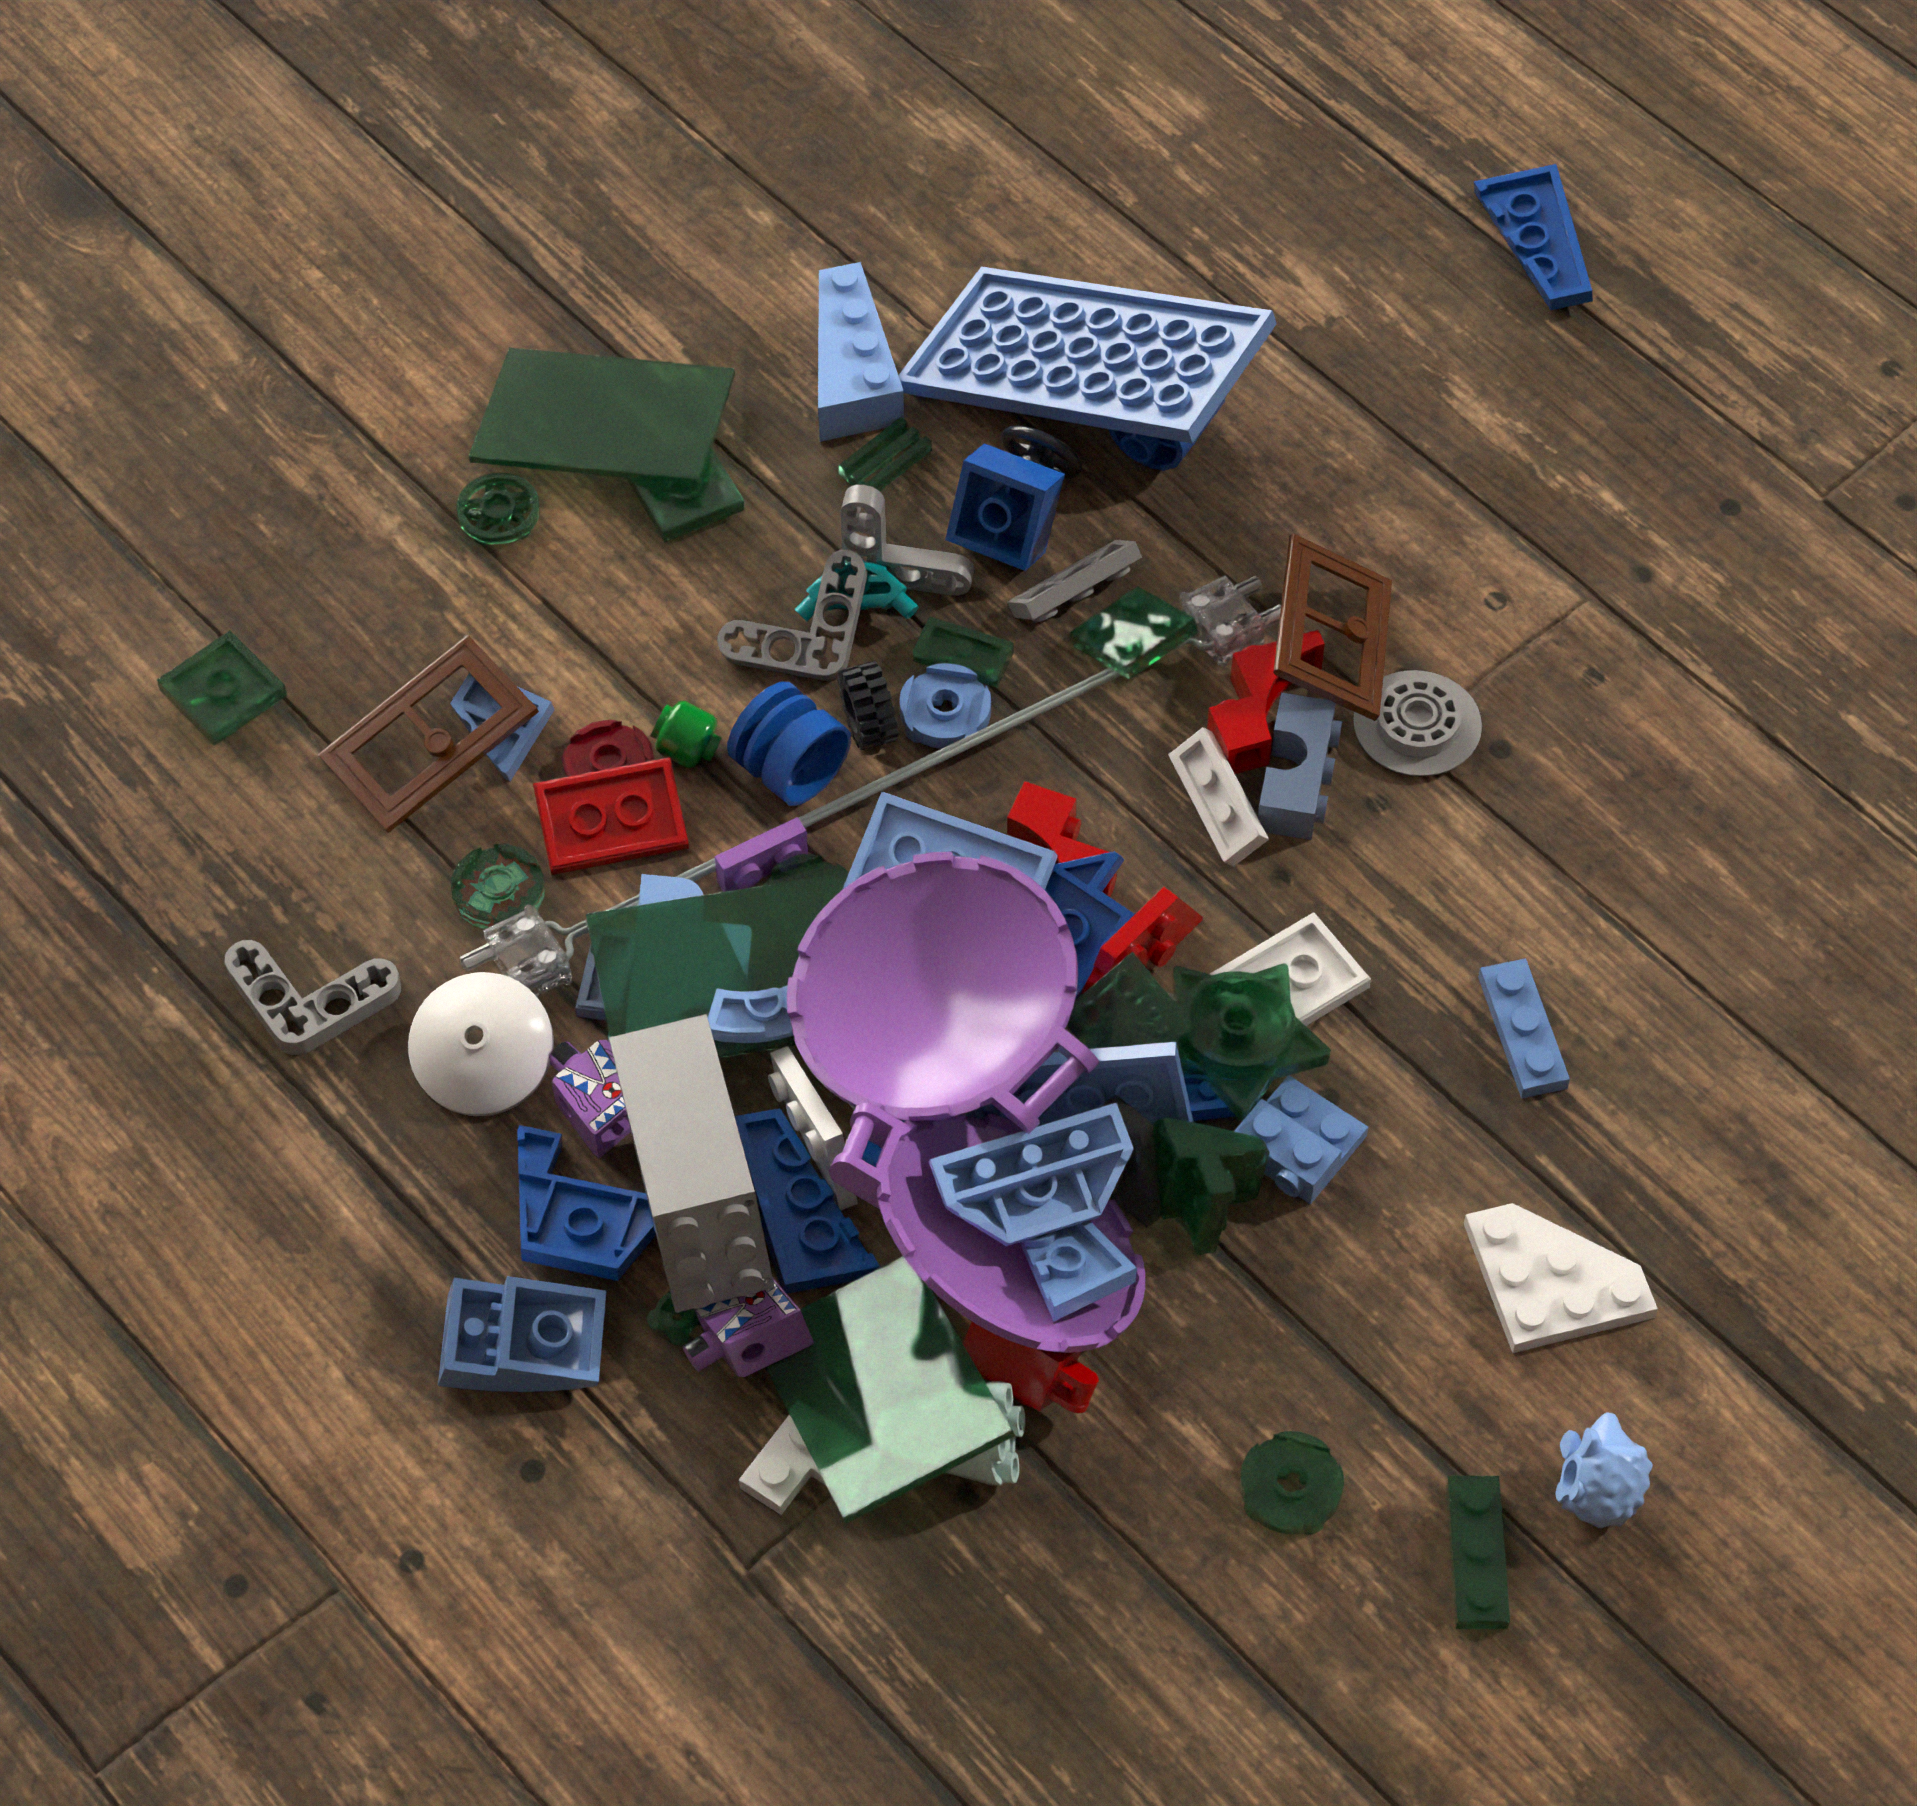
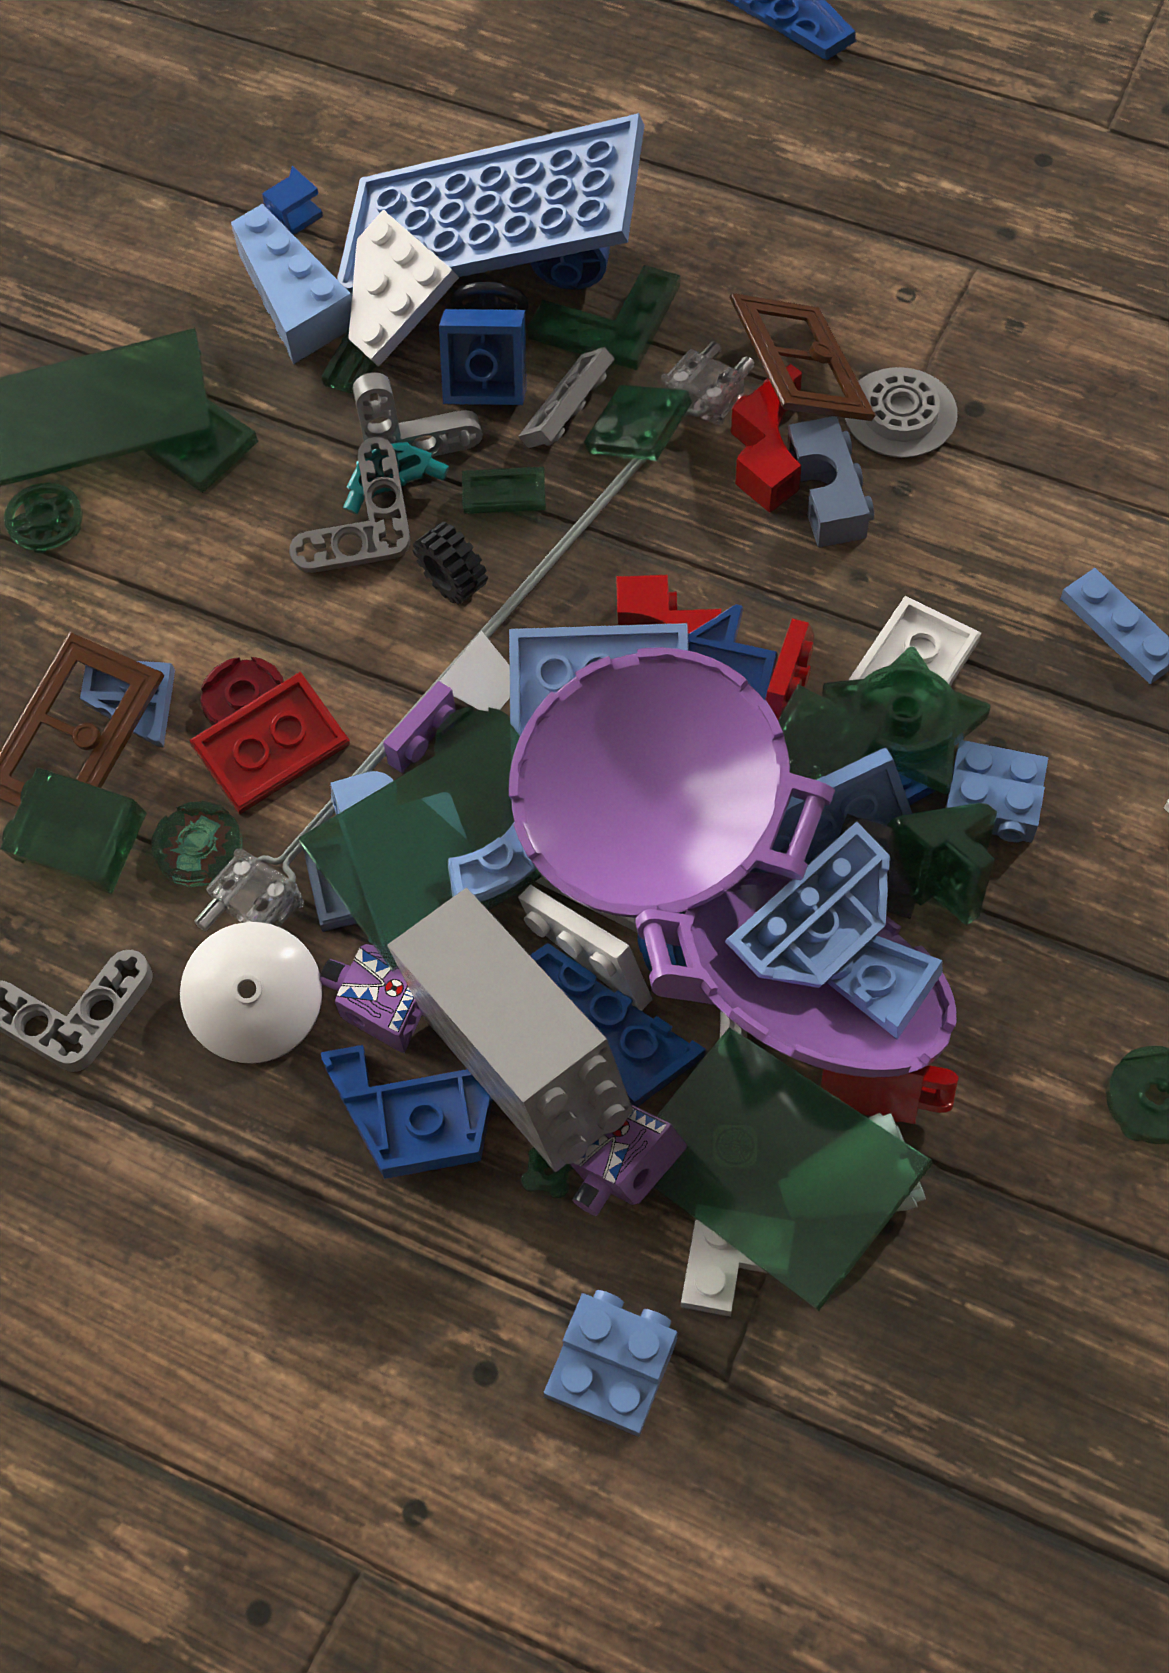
camera: 20 degrees left, 5 degrees up
(387, 827) = (73, 828): none -> clear green panel
(521, 1336) = (417, 1251): medium blue slope -> none
(650, 1505) = (612, 1362): none -> medium blue plate
(686, 734) = (302, 646): green head -> none
(789, 743) = (399, 619): blue wheel -> none
(840, 826) = (480, 676): none -> white sticker
(895, 270) = (291, 202): none -> blue window
(939, 683) = (516, 560): medium blue plate -> none
(949, 399) = (392, 286): none -> white plate
(1170, 539) = (624, 338): none -> clear green plate
(1218, 797) = (778, 530): white plate -> none

